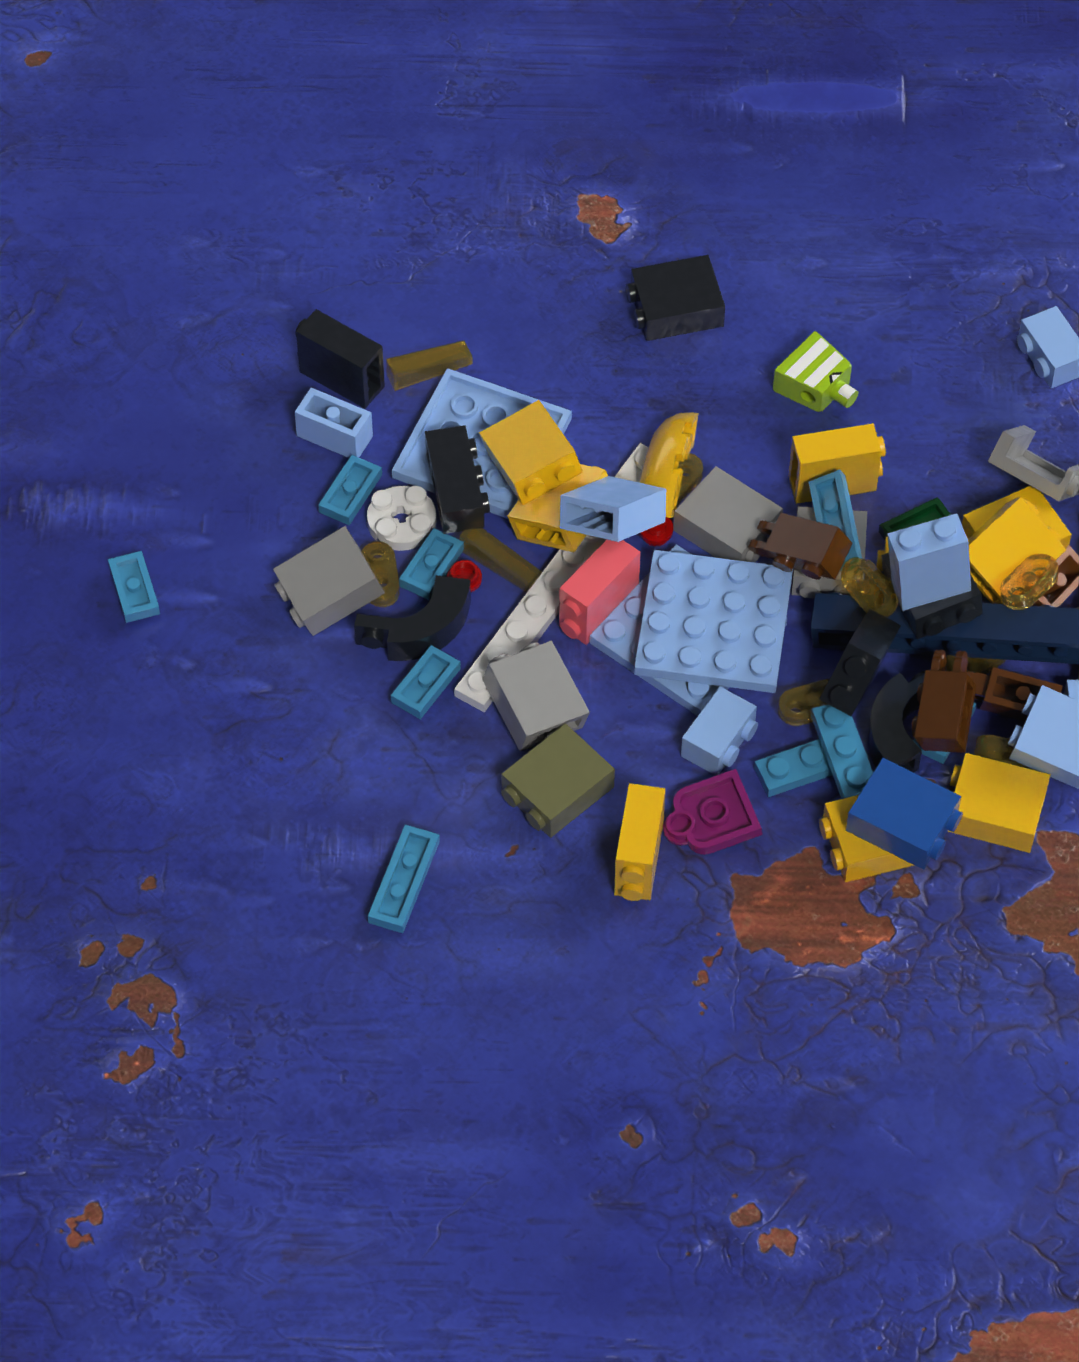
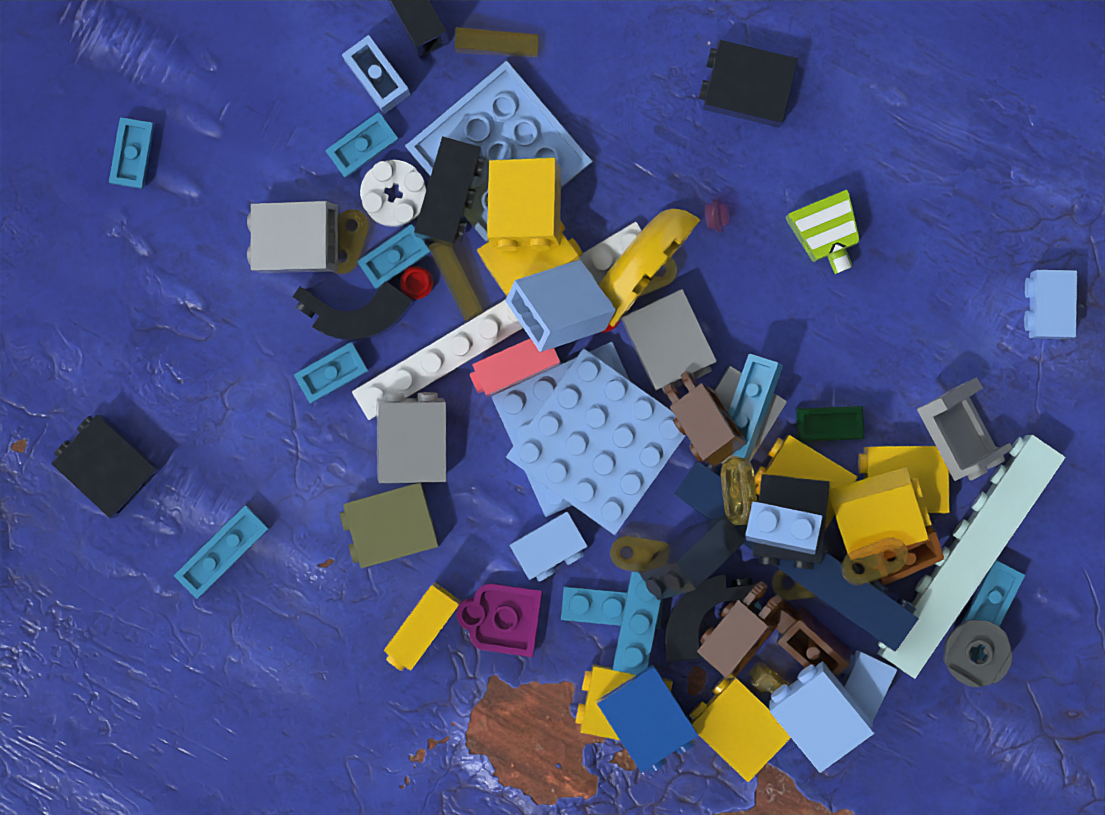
camera: 25 degrees right, 30 degrees up
(247, 852) = (104, 465): none -> black brick
(710, 407) = (716, 215): none -> clear pink plate
(850, 449) = (788, 338): yellow brick -> none

